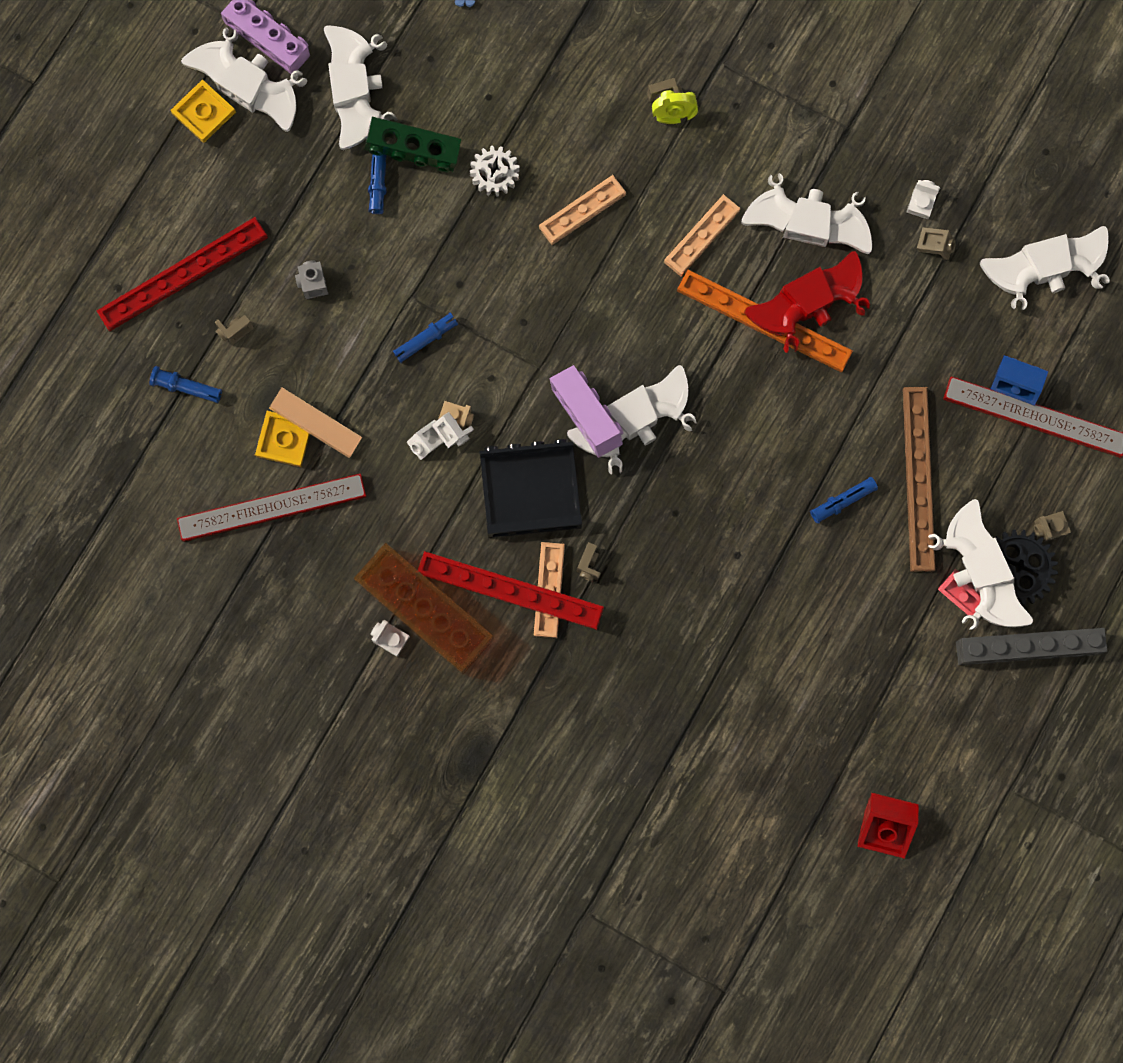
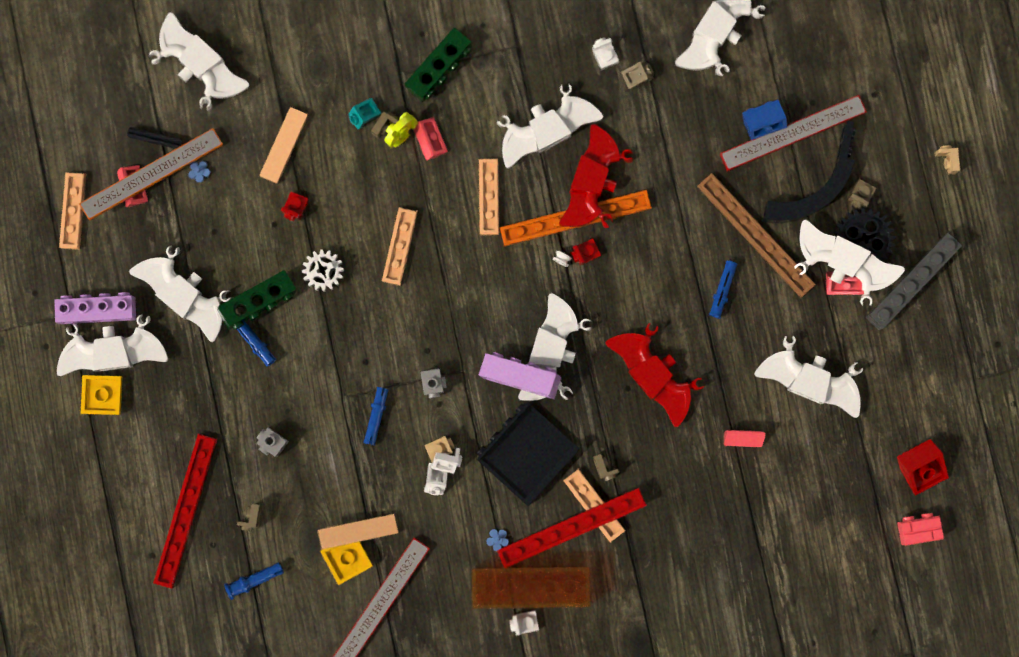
camera: 40 degrees left, 5 degrees up
(434, 542) = (497, 539): none -> medium blue plant
(502, 352) = (433, 383): none -> light grey brick
(520, 96) = (294, 206): none -> red bracket
(559, 36) = (283, 145): none -> light nougat tile
(656, 67) = (363, 113): none -> teal bracket
(695, 140) = (430, 138): none -> coral slope
(710, 519) = (653, 373): none -> red torso
(719, 344) = (562, 258): none -> white bush
(742, 650) = (744, 438): none -> coral slope
(746, 358) = (585, 252): none -> red bracket
(770, 73) = (453, 40): none -> dark green brick
(833, 880) = (920, 530): none -> coral brick
(854, 653) = (811, 380): none -> white torso
(972, 485) = (797, 210): none -> black arch

